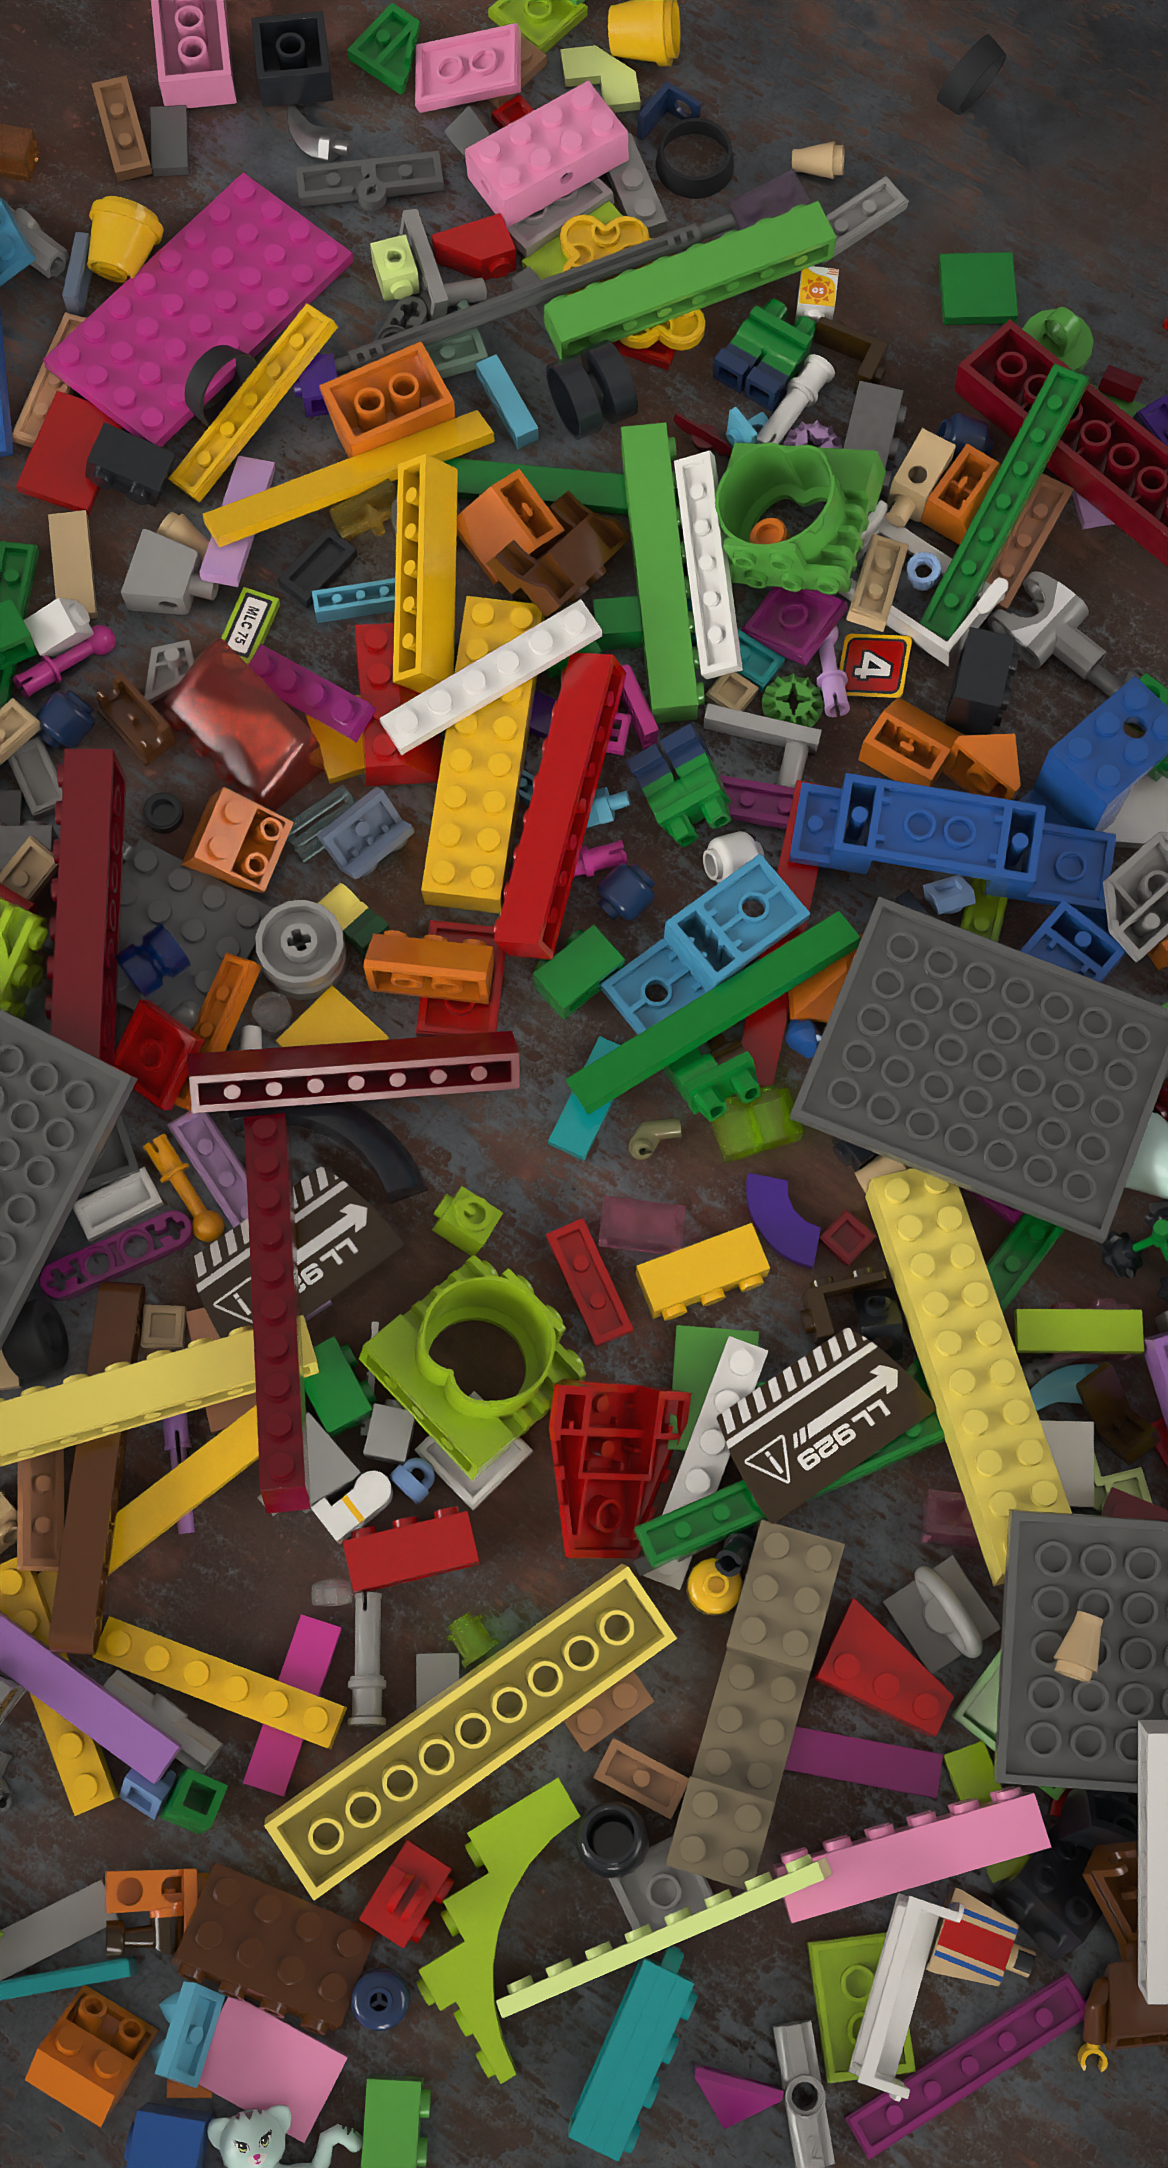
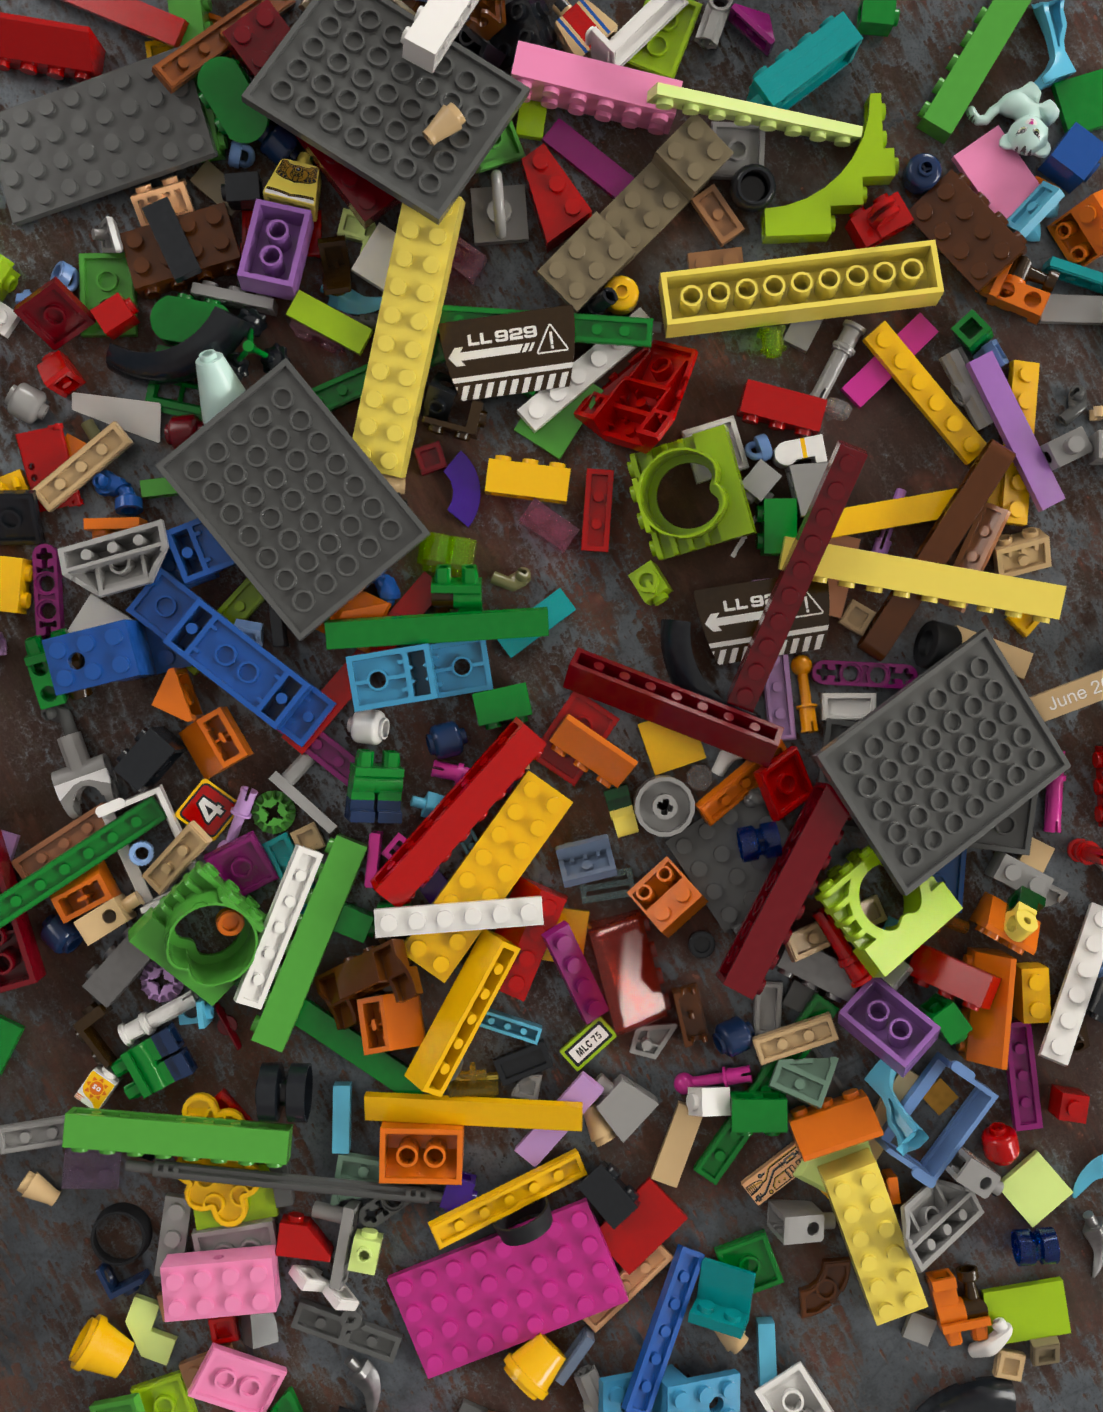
camera: 155 degrees left, 15 degrees up
(295, 540) = (528, 1087): none -> light grey tile
(442, 210) = (310, 1279): none -> white tile

